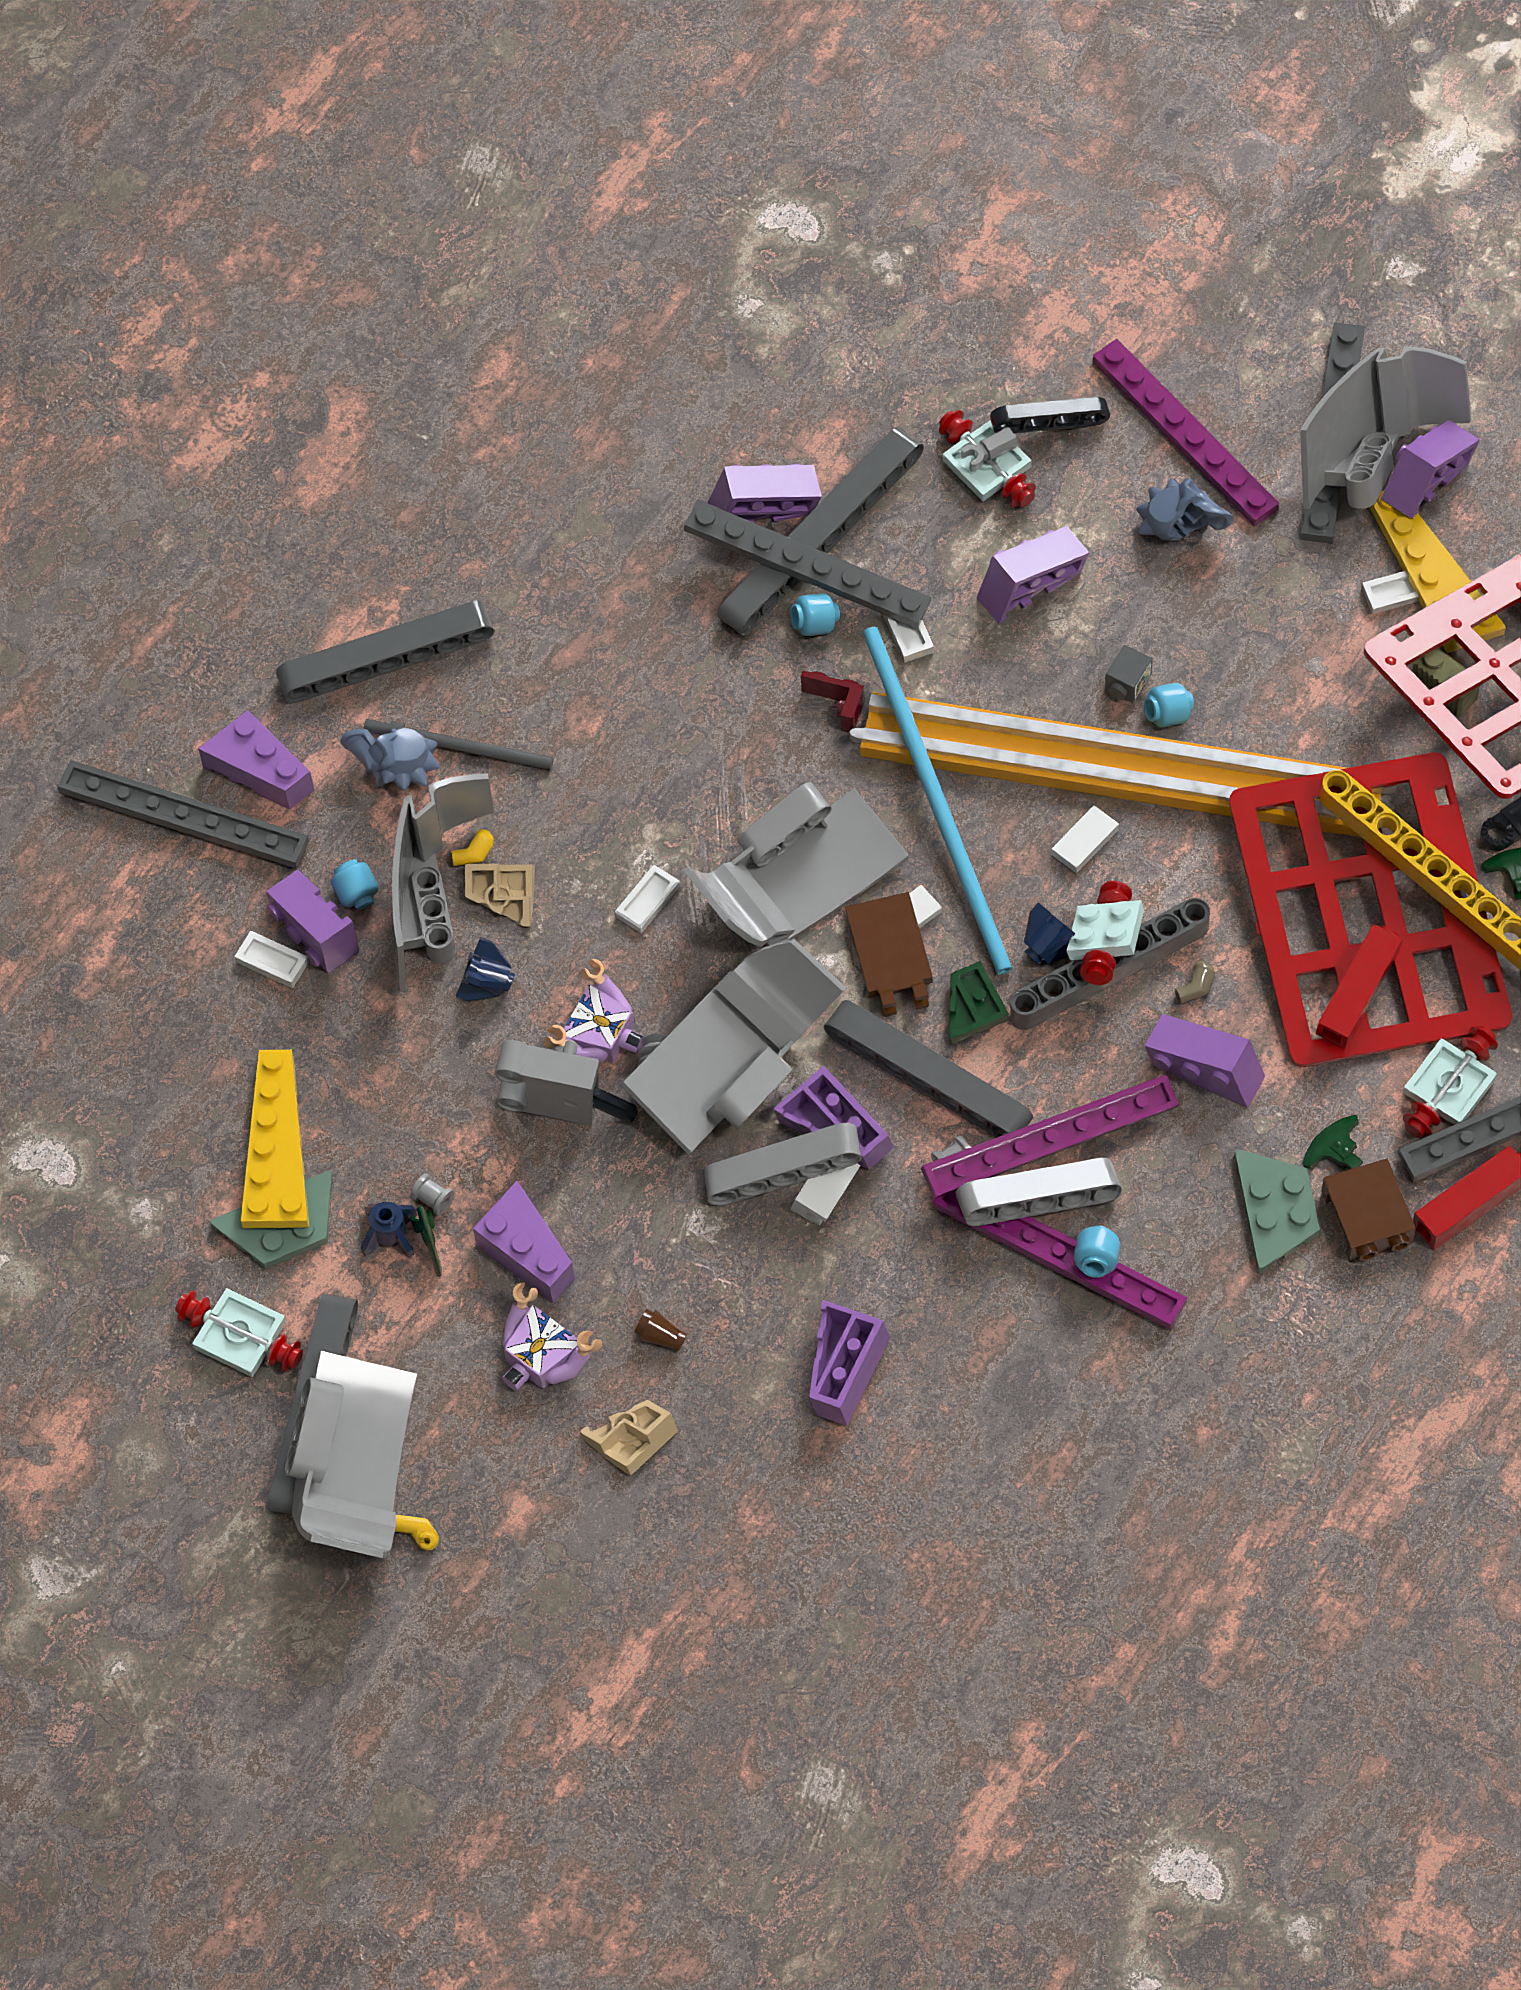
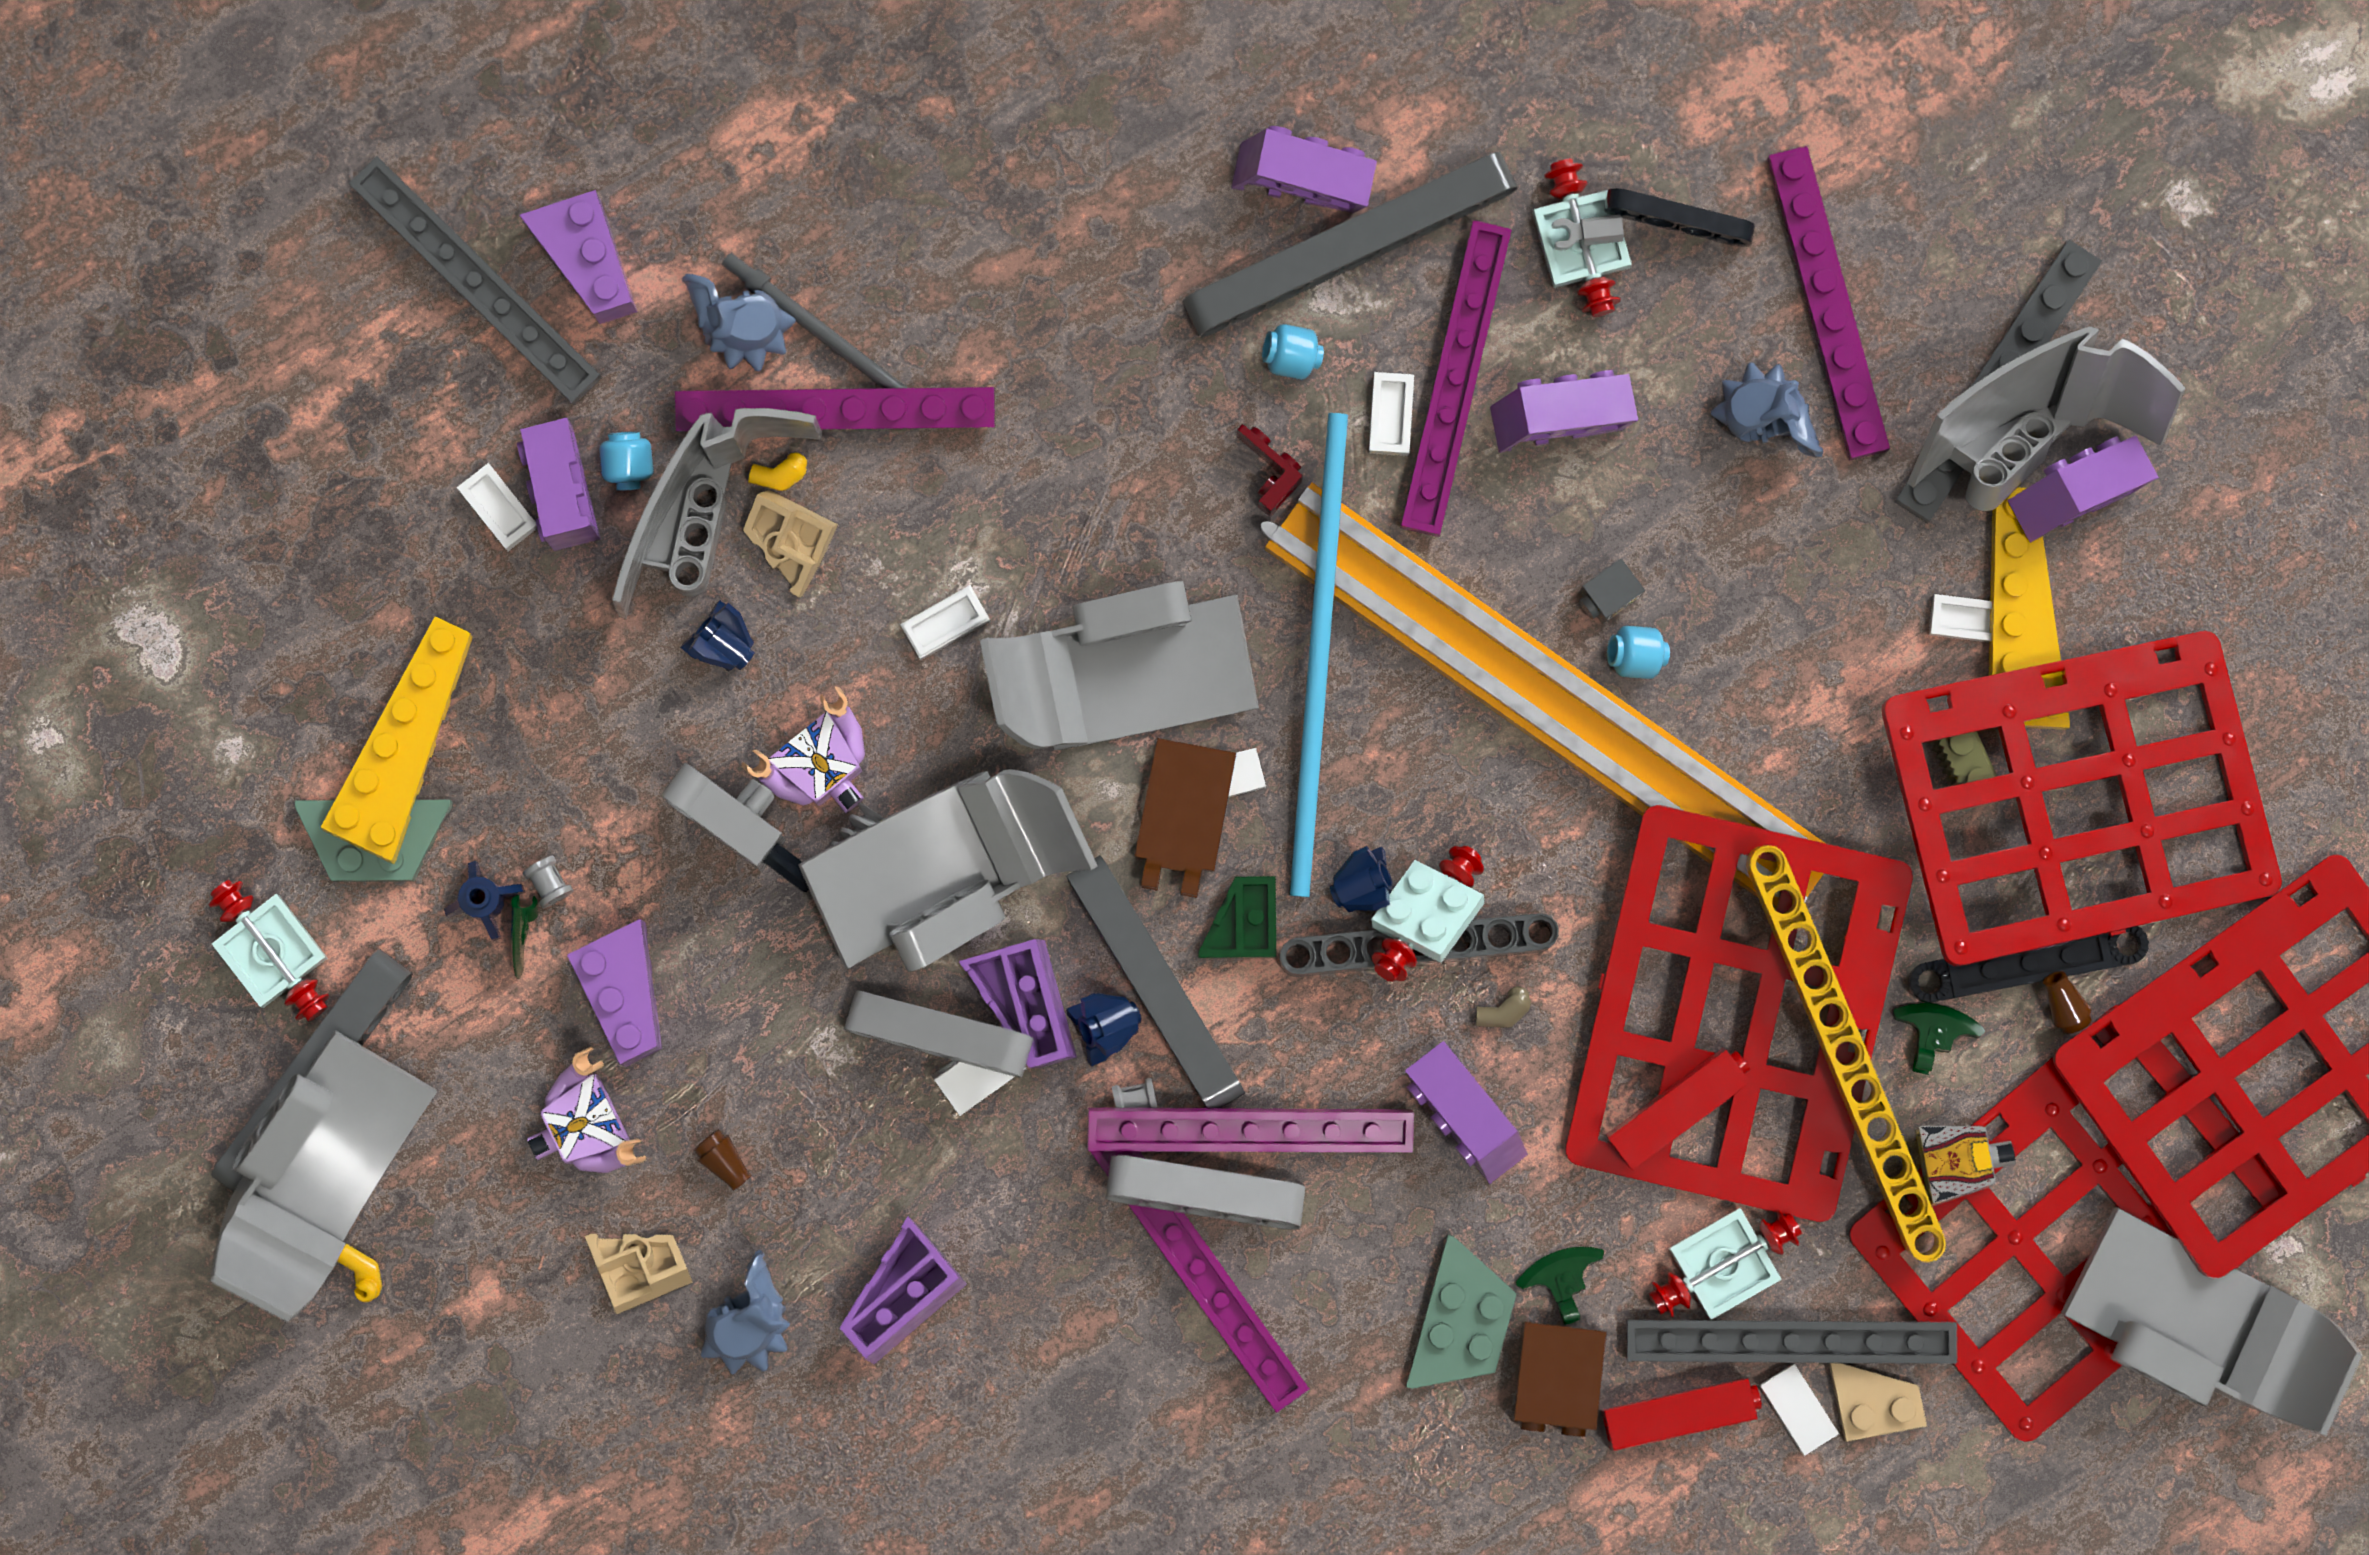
camera: 20 degrees right, 20 degrees up
(385, 651) = (788, 175): dark grey beam -> none
(526, 774) = (849, 407): none -> magenta plate
(738, 1433) = (749, 1323): none -> sand blue head
(807, 563) = (1309, 288): dark grey plate -> none
(904, 1112) = (1105, 1024): none -> dark blue brick
(943, 586) = (1456, 378): none -> magenta plate
(1085, 839) = (1466, 773): white tile -> none
(1096, 1251) = (1233, 1297): medium azure head -> none

